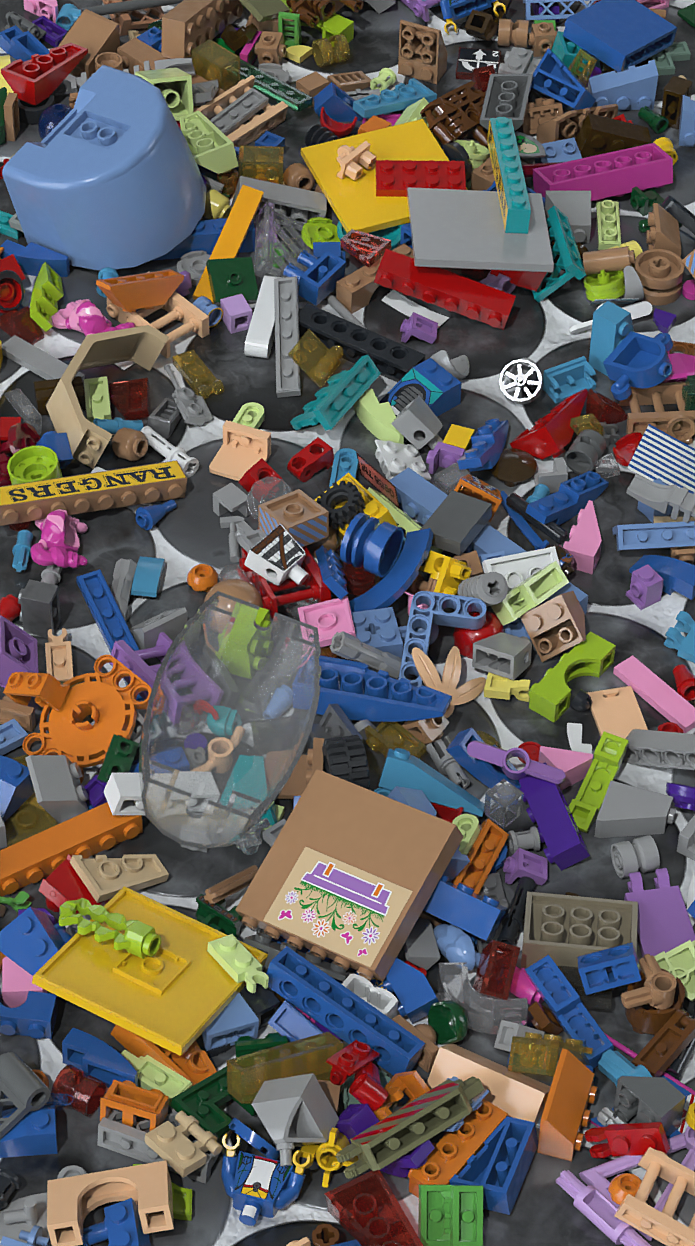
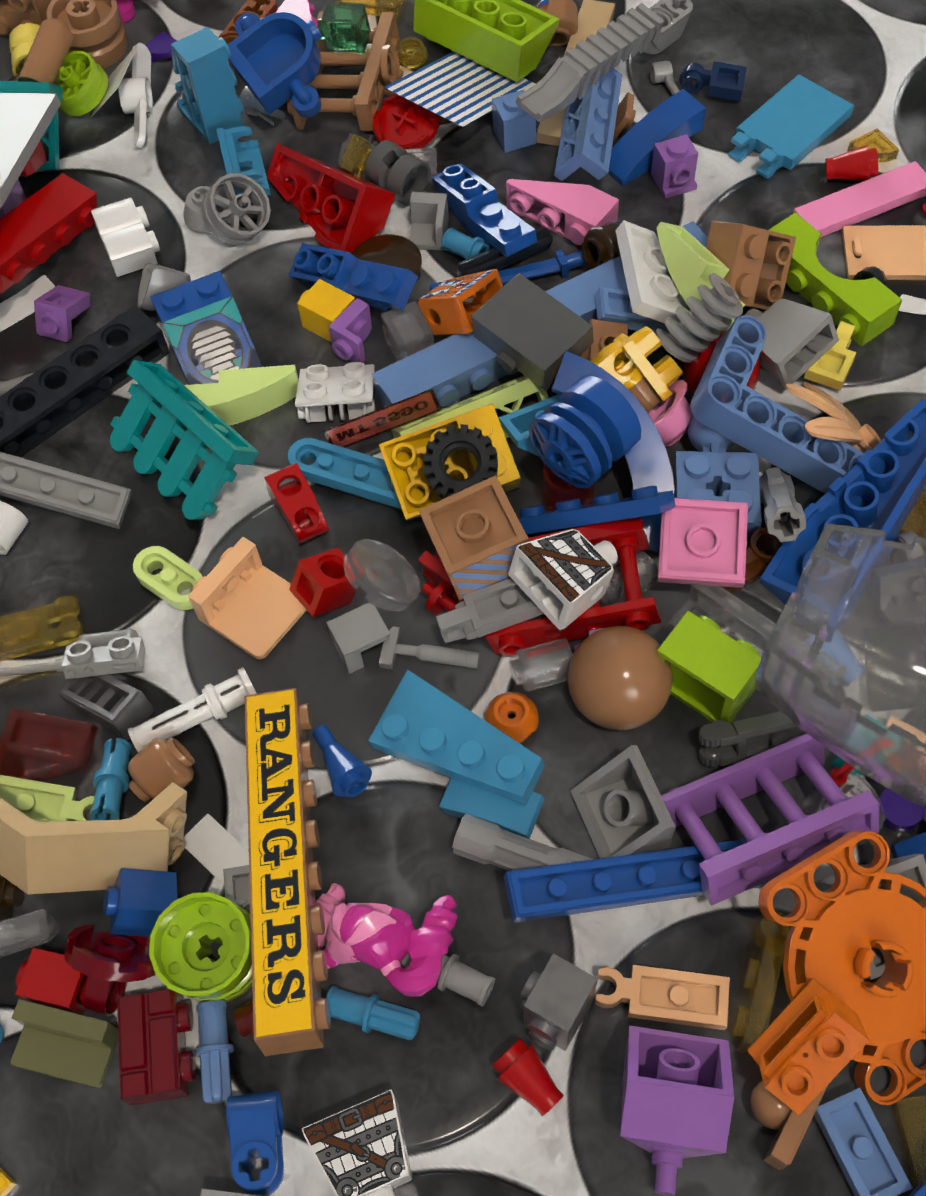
camera: 70 degrees left, 15 degrees up
(178, 549) = (451, 740): none -> dark azure wing
(316, 358) = (77, 447): clear yellow hinge -> none
(418, 424) = (299, 342): light grey torso -> none
(485, 341) = (125, 236): none -> white brick
(604, 408) = (320, 140): clear red slope -> none
(633, 285) = (102, 44): light grey helmet -> none

